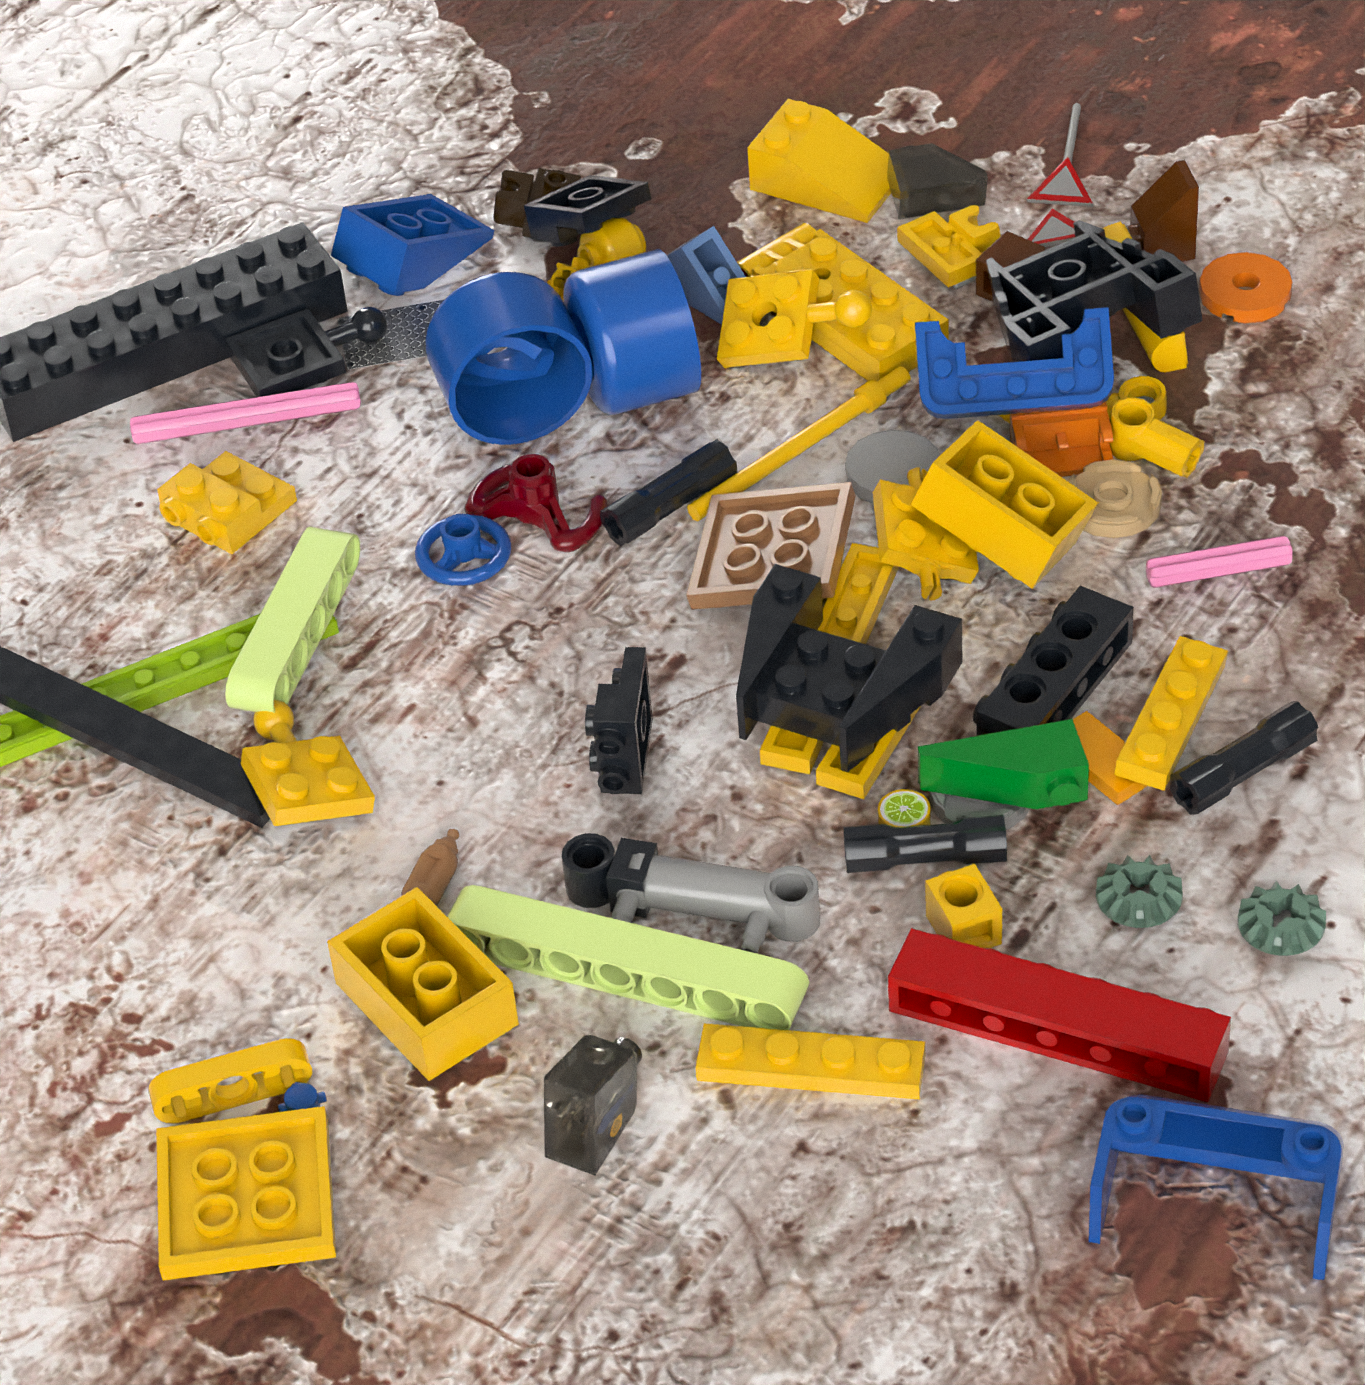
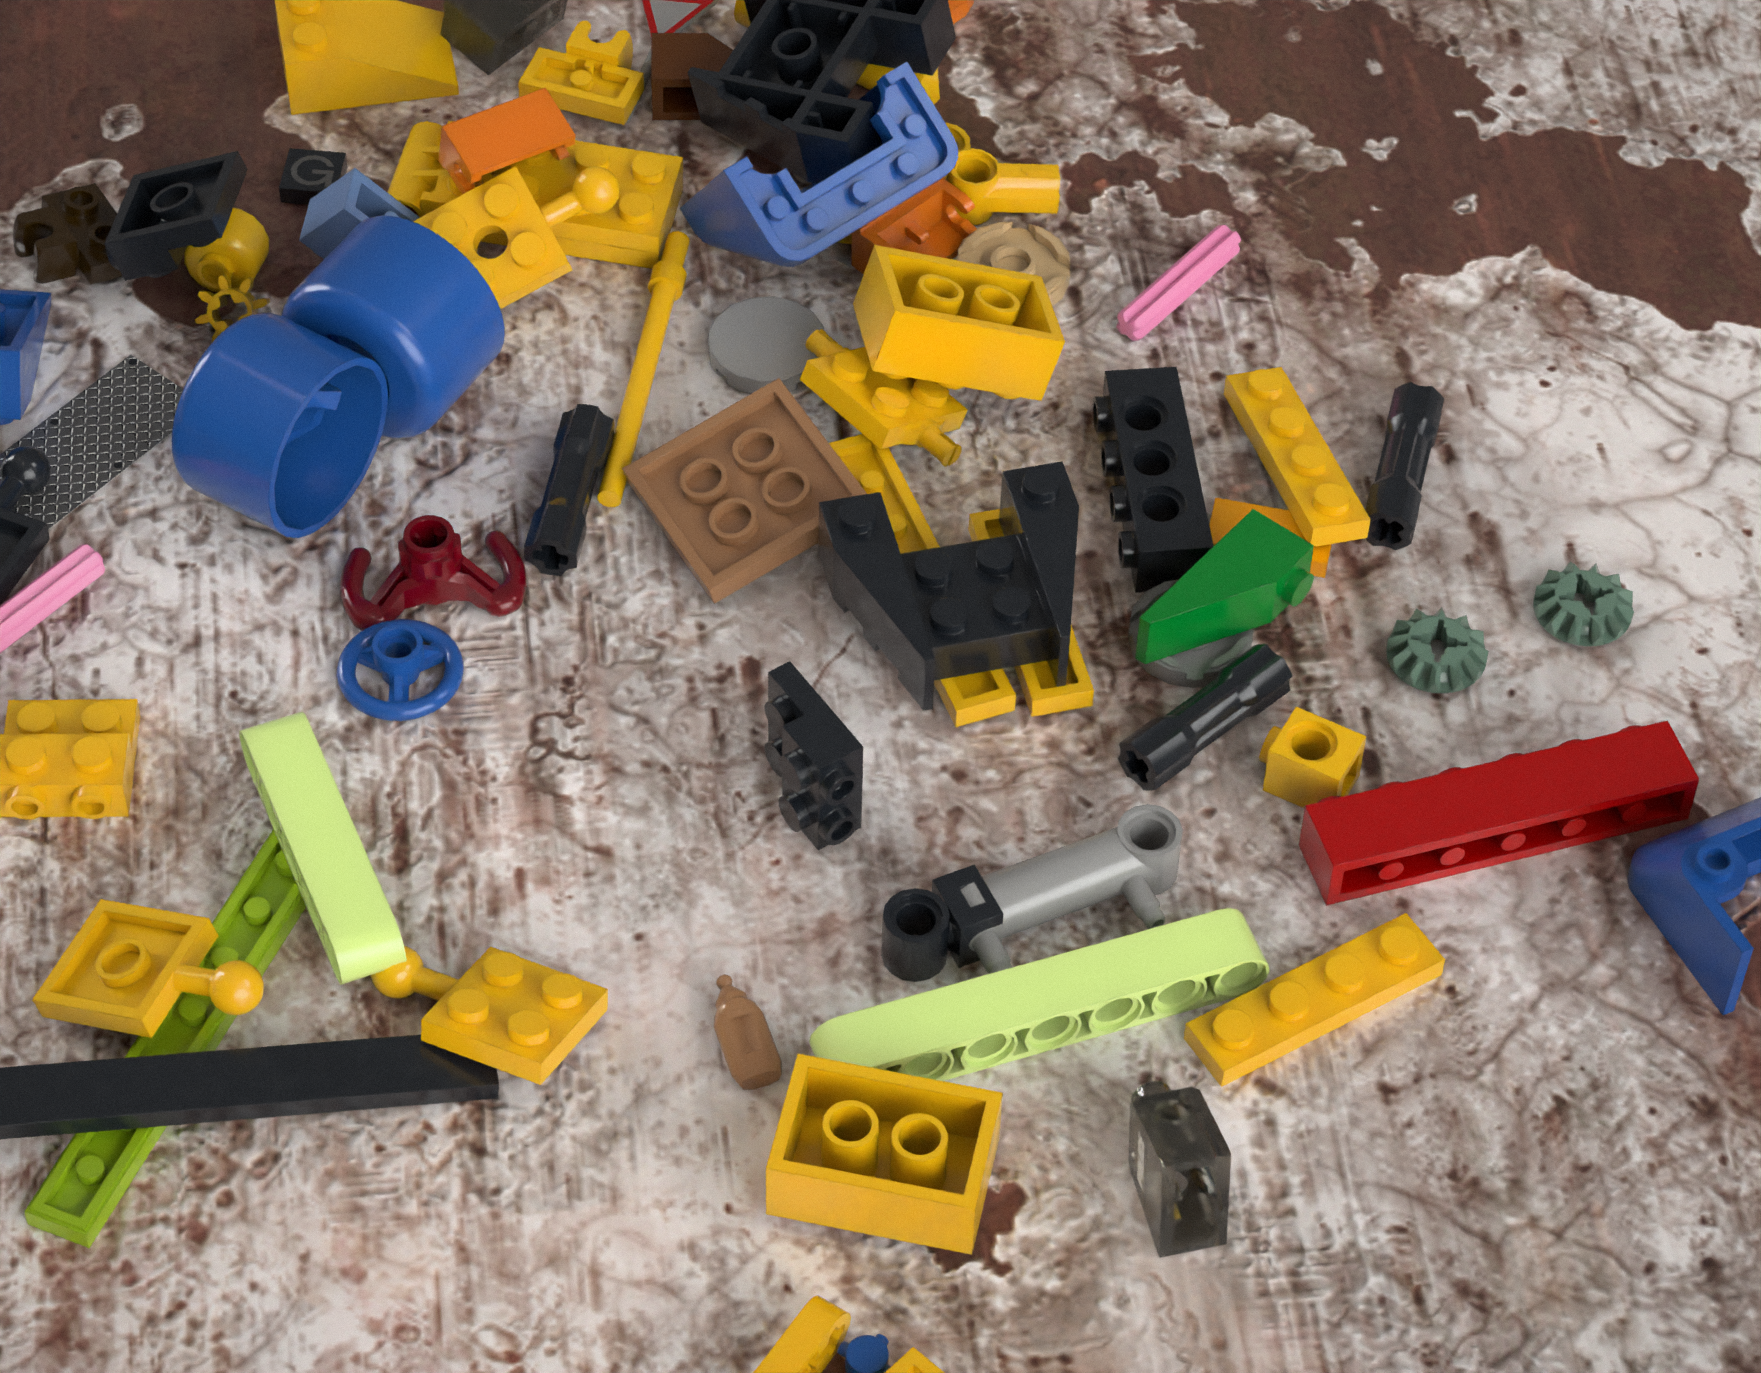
camera: 45 degrees left, 5 degrees up
(129, 632) = (133, 967): none -> yellow plate
(729, 227) = (309, 173): none -> black tile
(823, 246) = (503, 137): none -> orange hinge
(904, 809) = (1145, 696): tile -> none

